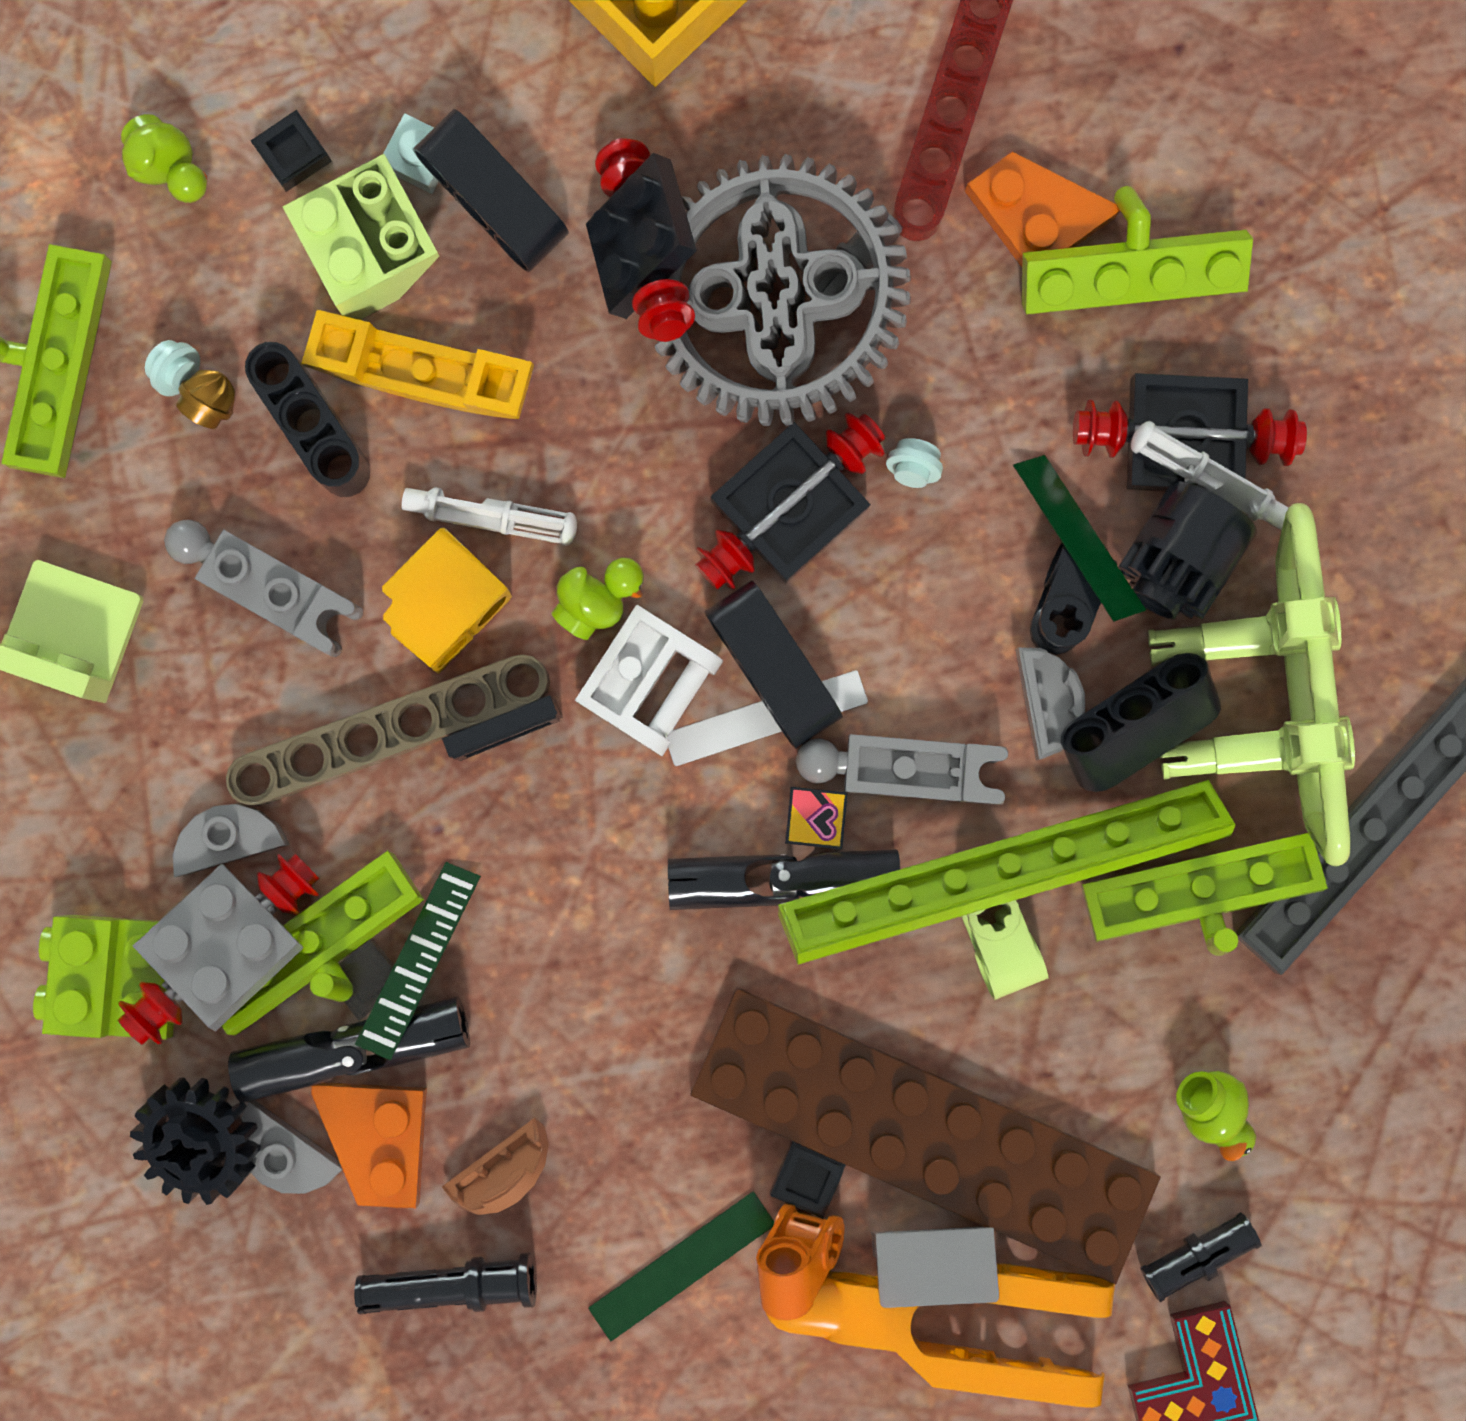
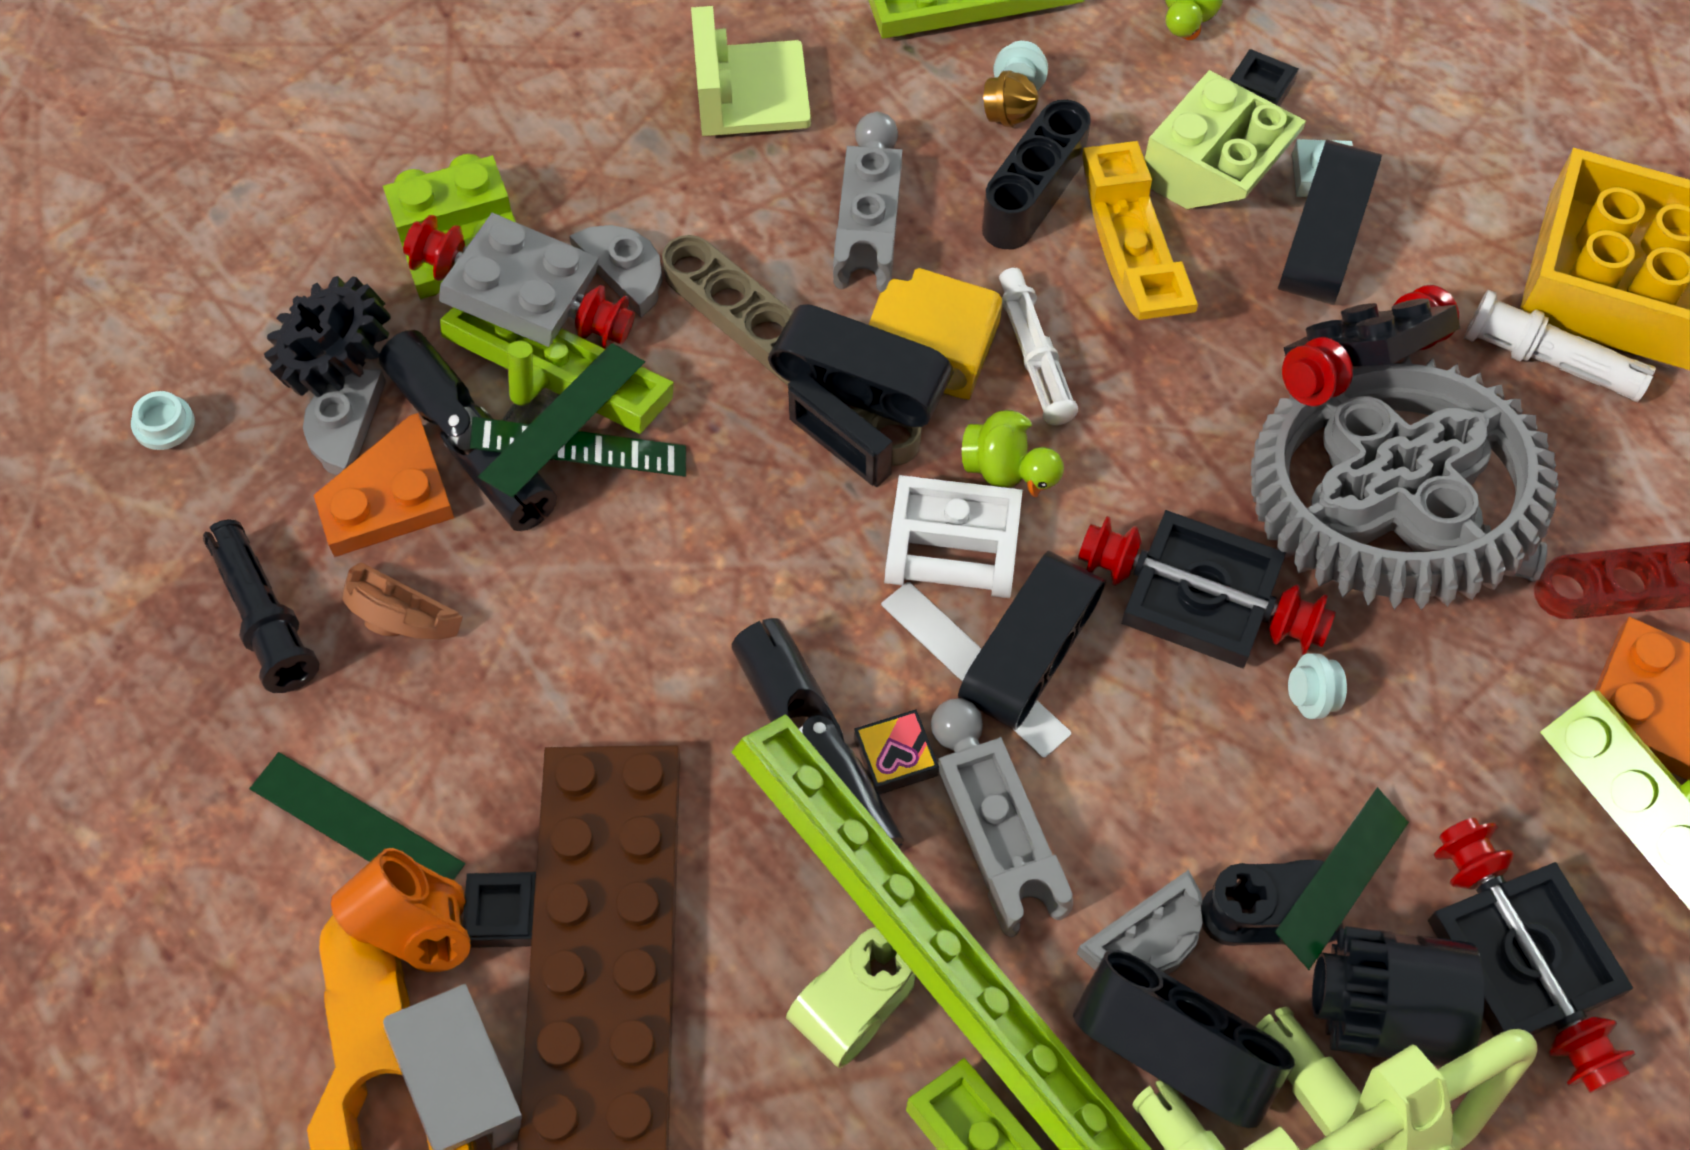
camera: 70 degrees right, 25 degrees down
(212, 1314) = (161, 420): none -> light aqua plate
(391, 966) = (561, 420): none -> dark green sticker
(457, 685) = (862, 364): none -> black beam
(683, 89) = (1533, 337): none -> white pin
(1208, 474) = (1499, 961): white piece -> none

